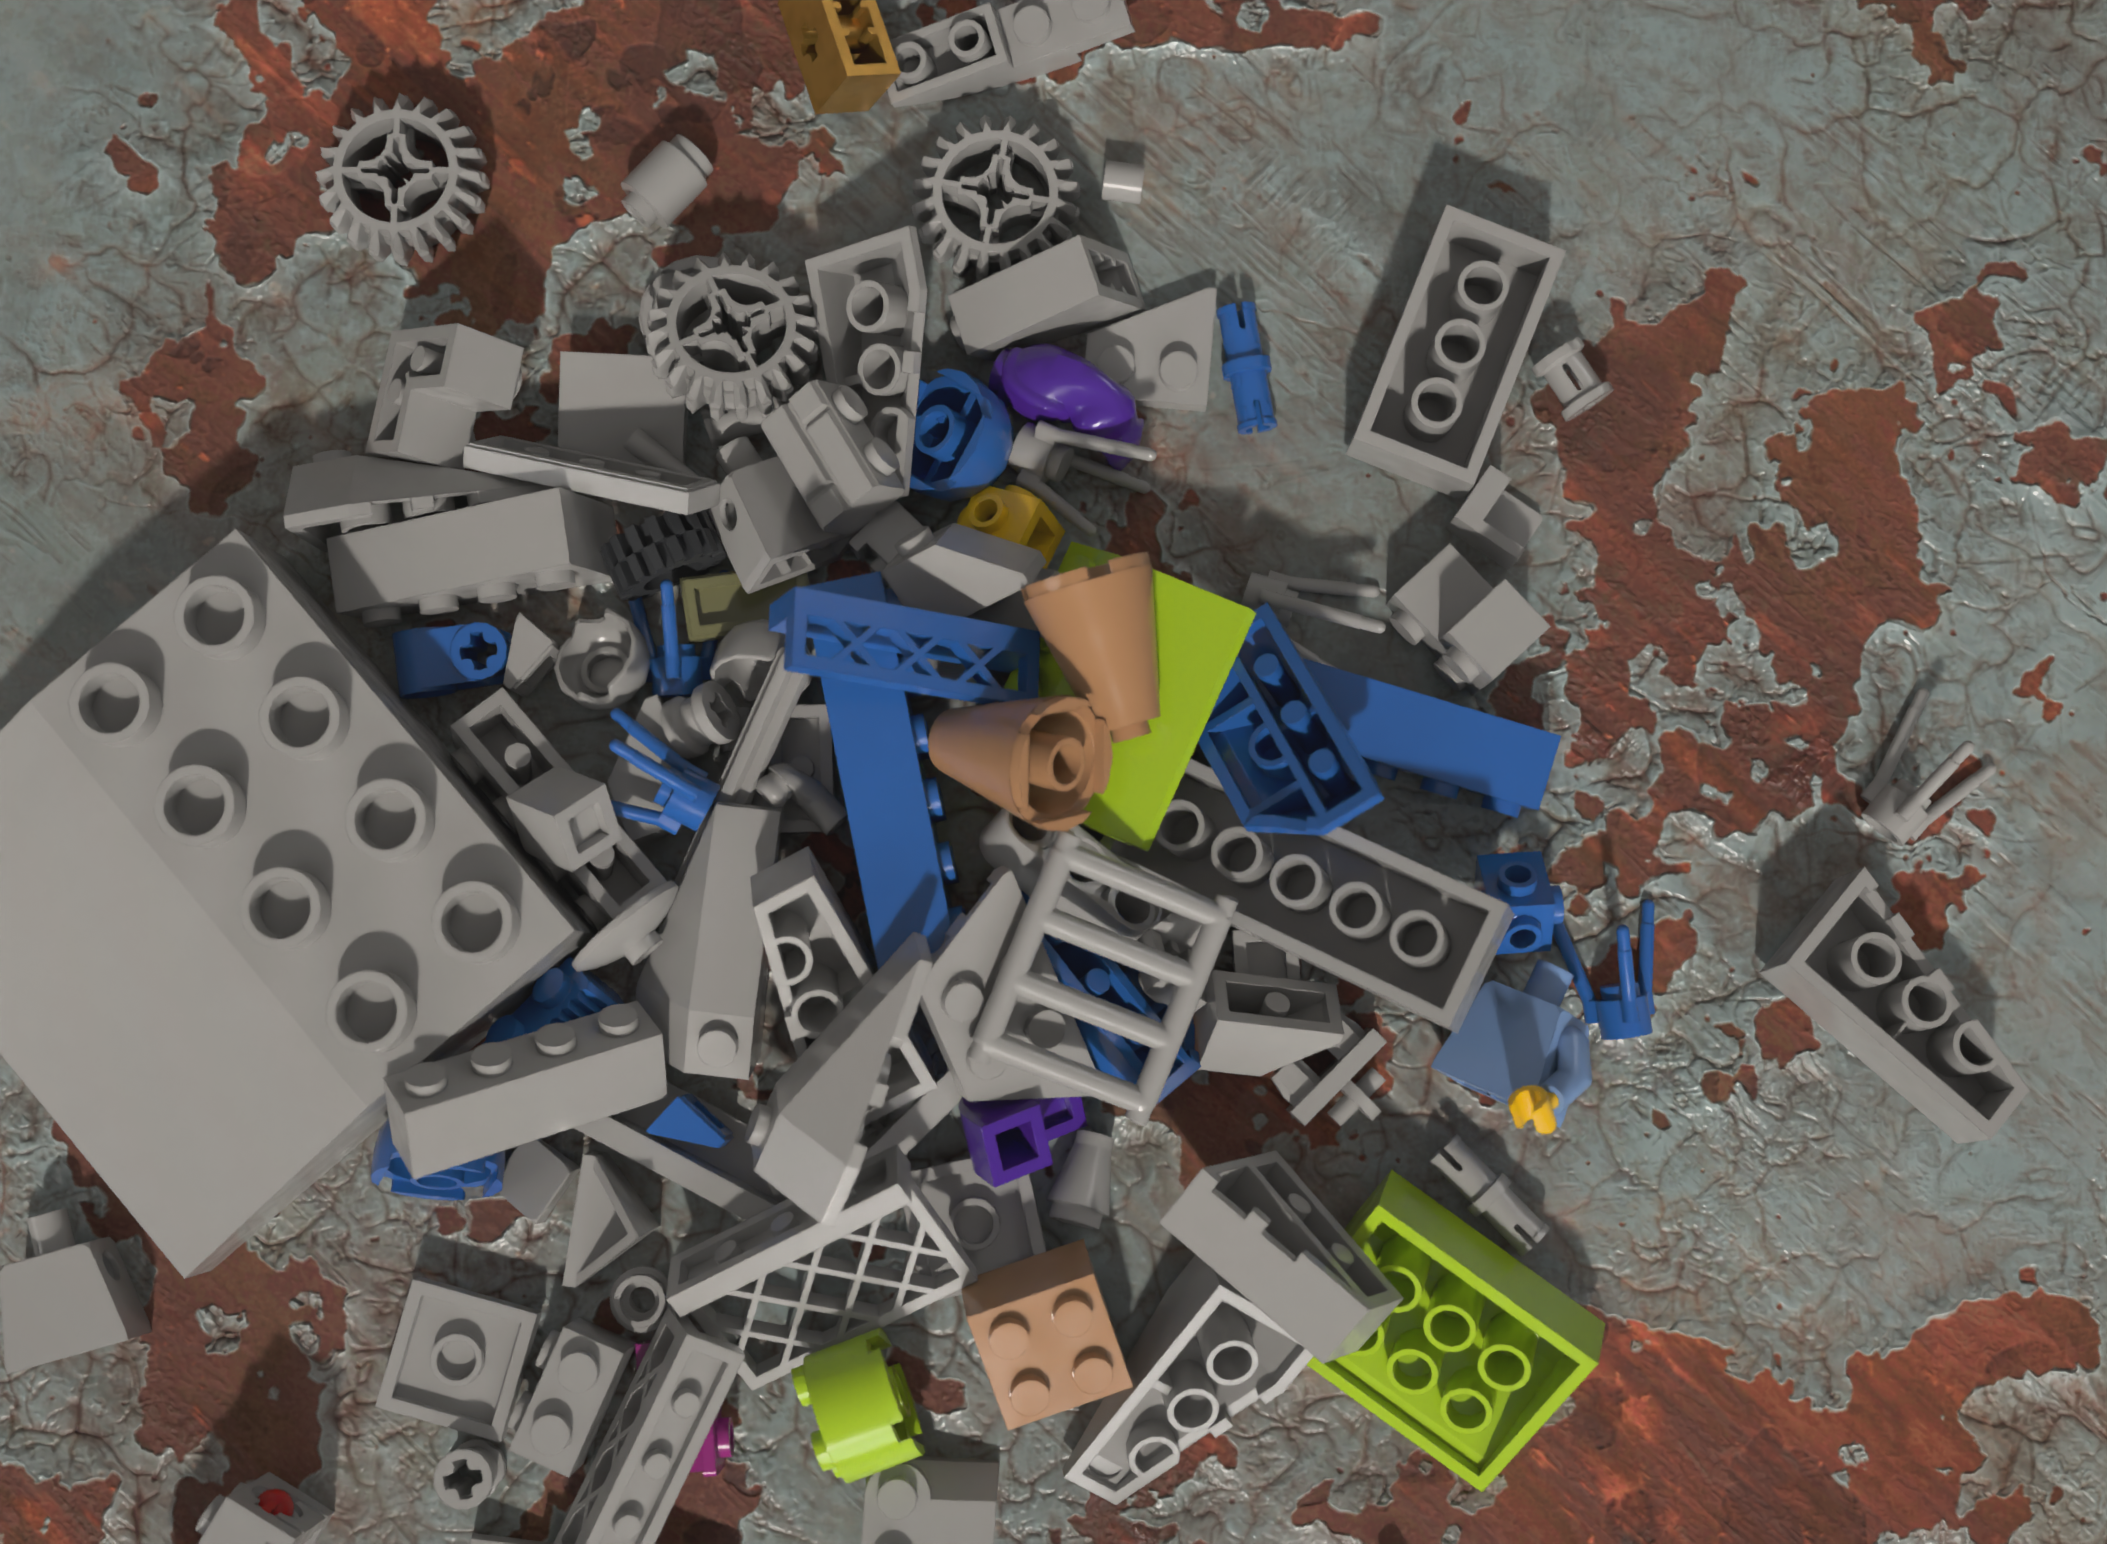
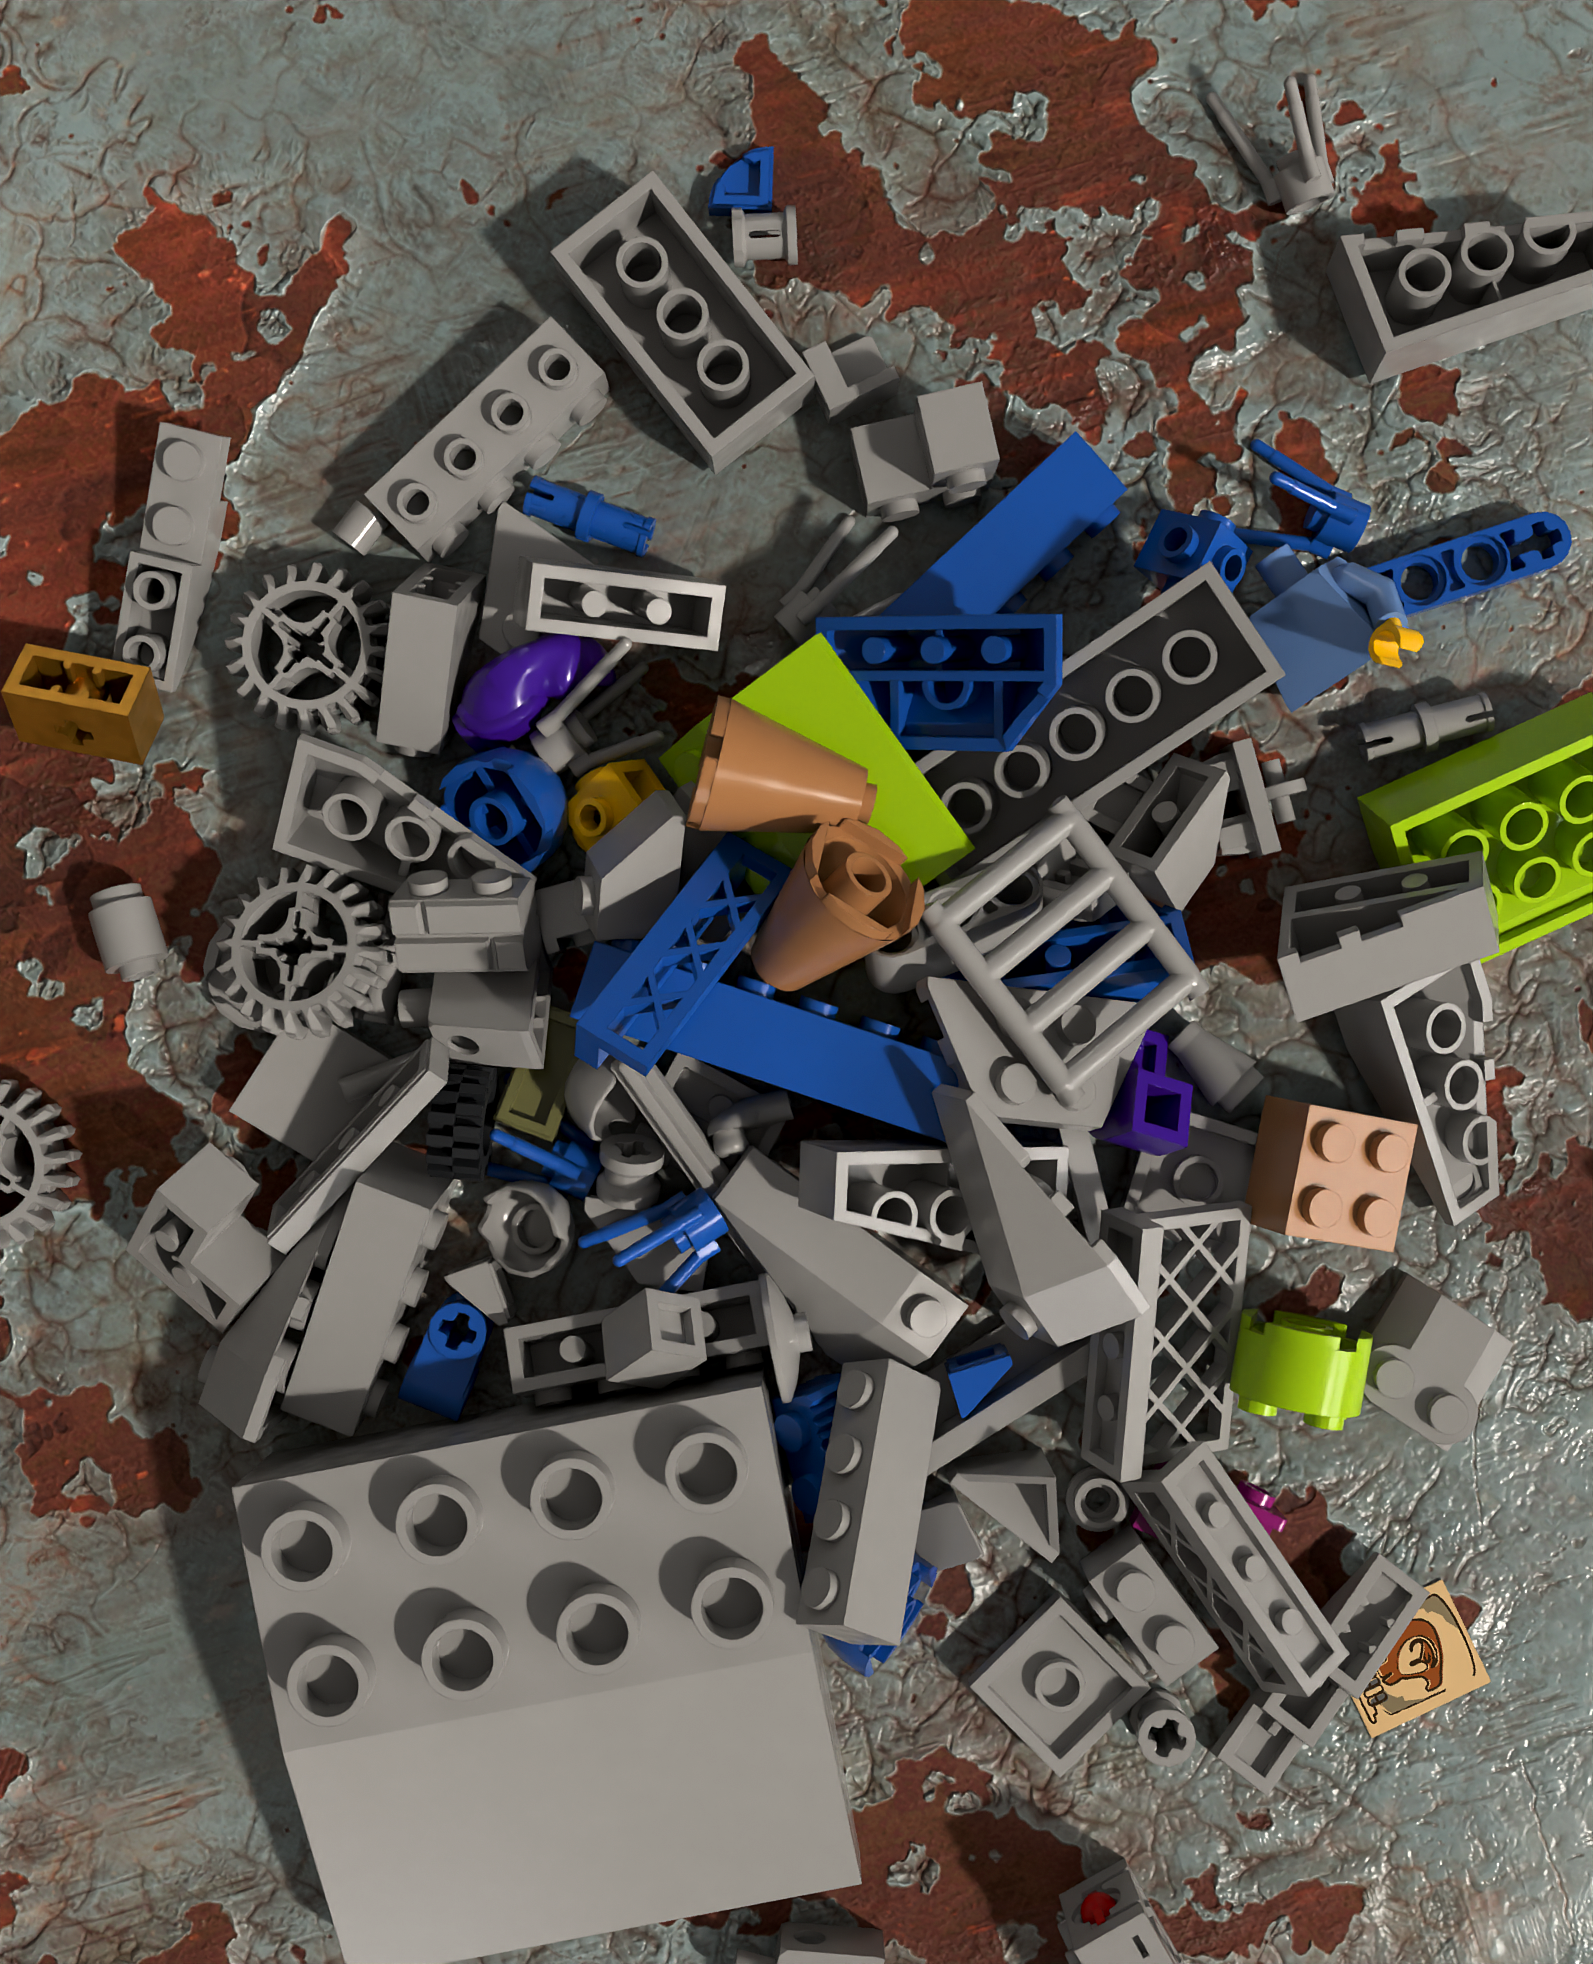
camera: 65 degrees left, 5 degrees up
(1183, 431) = (618, 603): none -> light grey brick
(1259, 248) = (491, 441): none -> light grey brick
(1607, 339) = (745, 185): none -> blue tile
(1629, 1148) = (1446, 569): none -> blue beam

